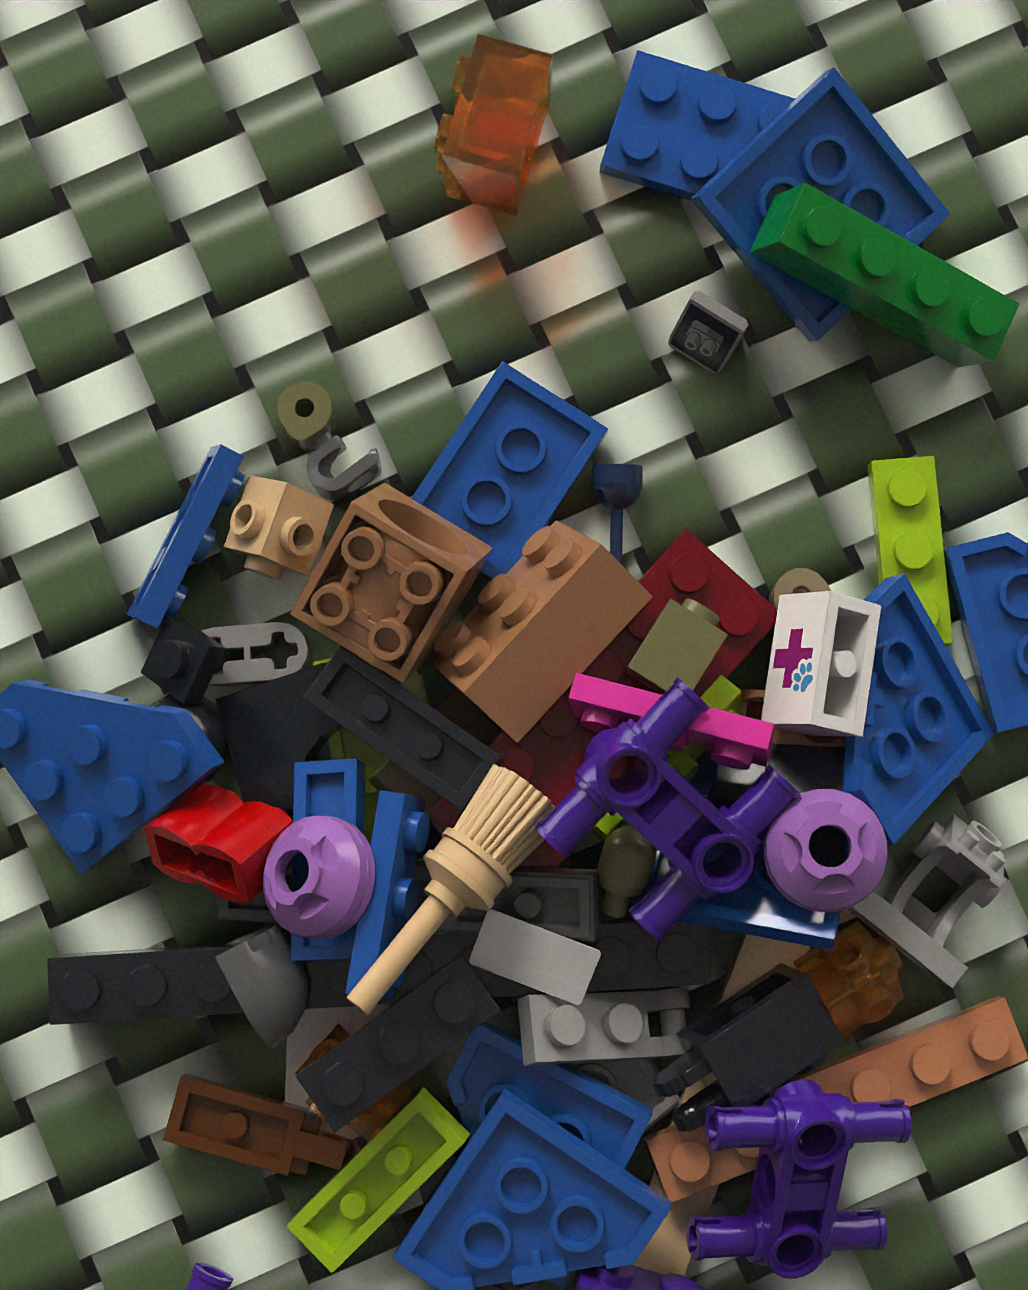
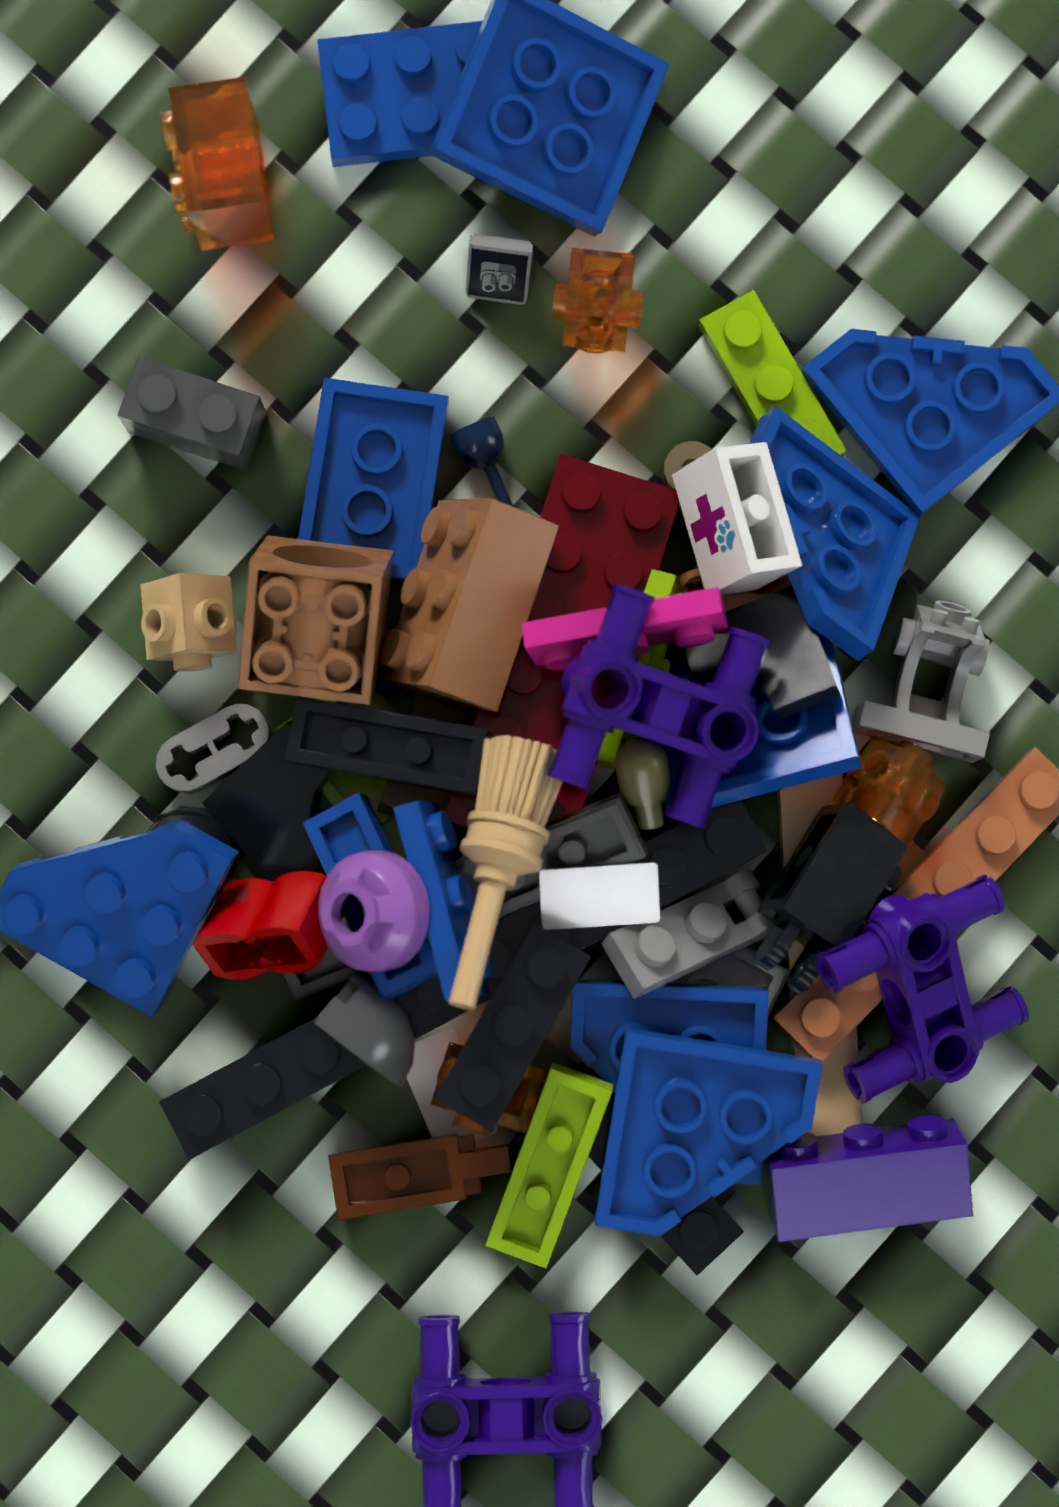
camera: 30 degrees left, 0 degrees up
(182, 660) = (156, 779): black plate -> none
(188, 536) = (109, 666): blue plate -> none
(310, 422) = (173, 514): leg -> none
(367, 340) = (192, 413): none -> dark grey brick
(677, 646) = (601, 555): olive brick -> none
(785, 402) = (598, 301): none -> clear orange brick
(800, 876) = (808, 714): medium lavender piece -> none
(884, 276) = (635, 147): green brick -> none

